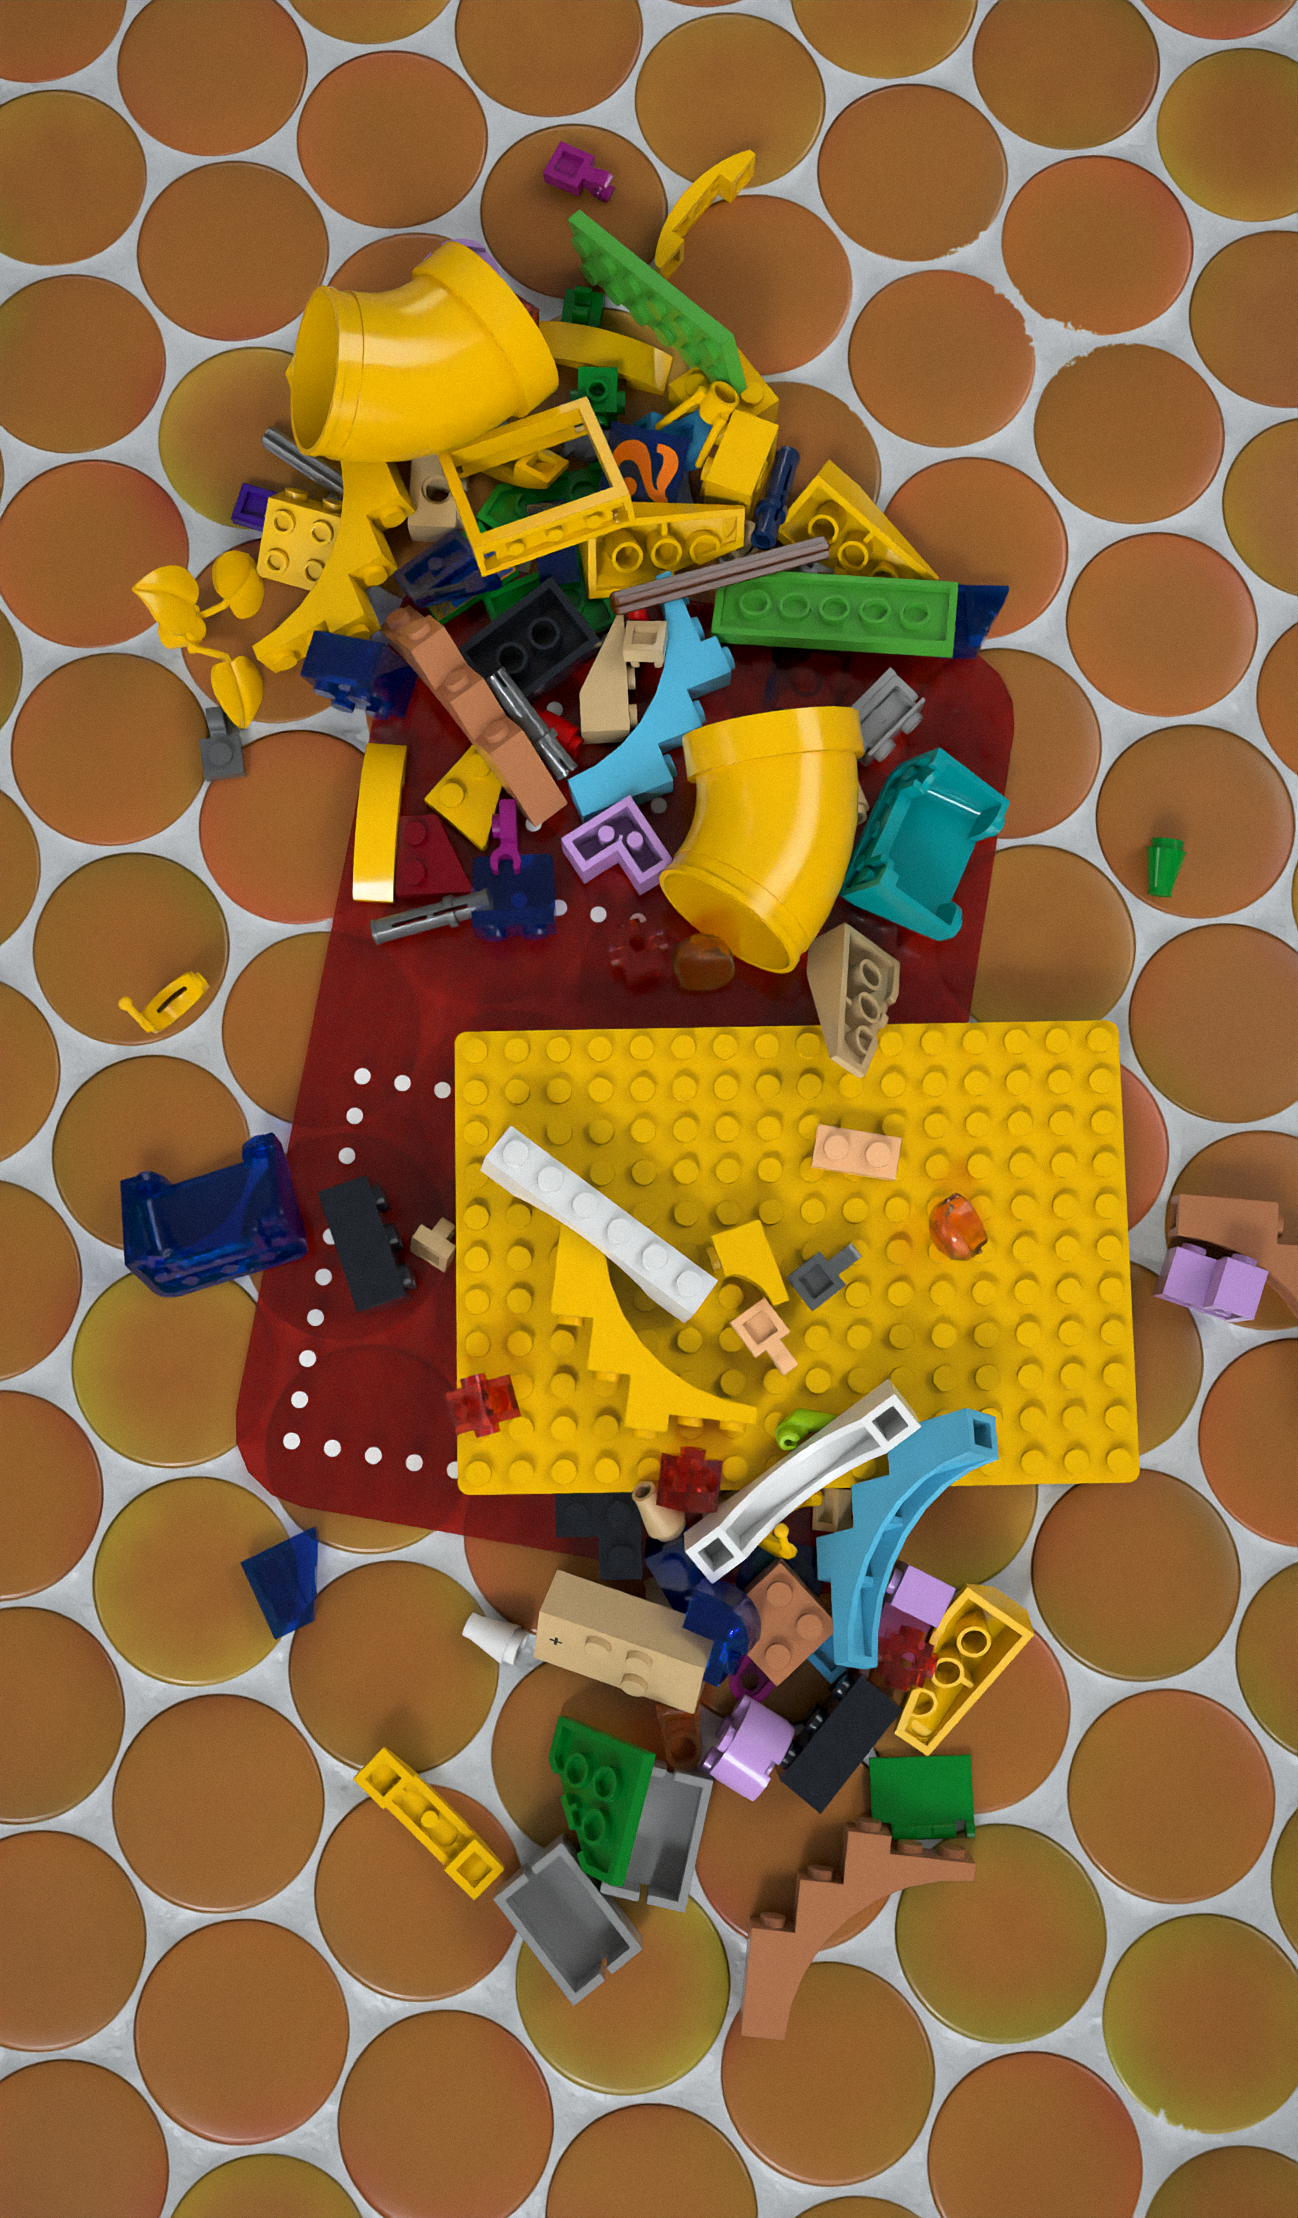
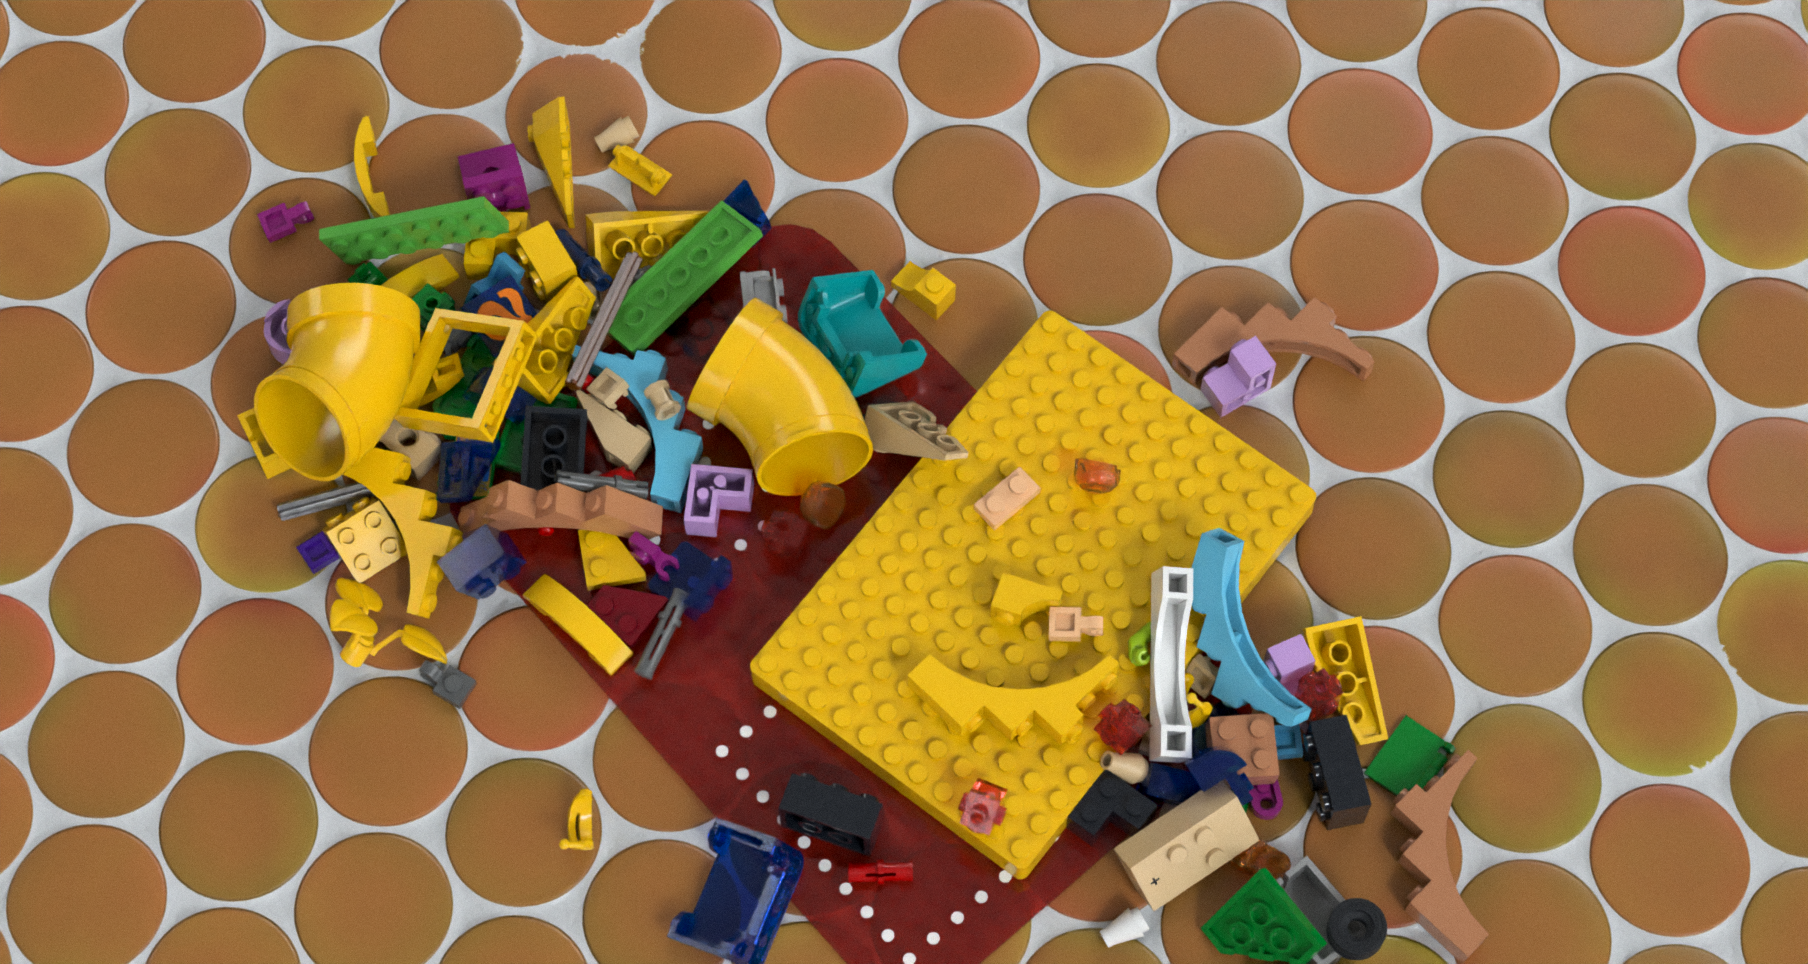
camera: 50 degrees left, 15 degrees down
(355, 1340) = (880, 871): none -> red pin
(435, 1245) = (862, 779): tan tile -> none
(644, 1256) = (876, 673): white arch -> none
(667, 1928) = (1356, 947): none -> black tyre
(675, 707) = (662, 400): none -> tan bush
(714, 409) = (507, 245): yellow plant -> none
(748, 1747) = (1303, 826): lavender brick -> none
(783, 353) = (495, 176): none -> magenta bracket
(820, 1278) = (1063, 569): dark grey plate -> none
(886, 360) = (553, 146): none -> yellow wedge
(930, 471) = (639, 169): none -> yellow hinge
(950, 417) = (619, 132): none -> tan cone
(1040, 871) = (925, 289): none -> yellow arch
(1163, 865) = (978, 222): green cone -> none

